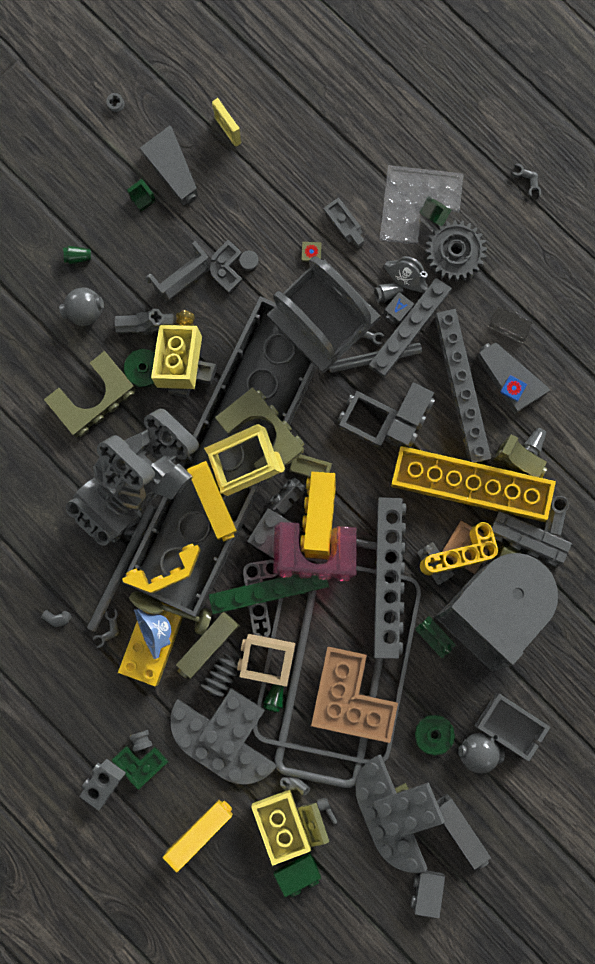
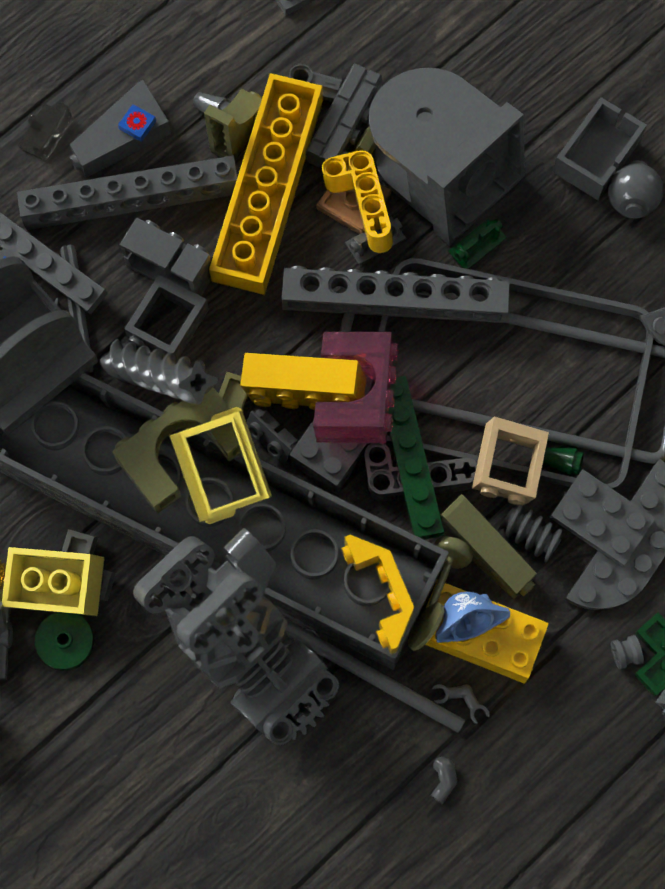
camera: 90 degrees left, 10 degrees down
(79, 419) = (137, 739): olive arch -> none
(212, 501) = (282, 512): yellow slope -> none
(313, 413) = (158, 372): none -> dark grey piece
(342, 707) = (566, 367): medium nougat plate -> none
(436, 745) = (612, 237): dark green plate -> none

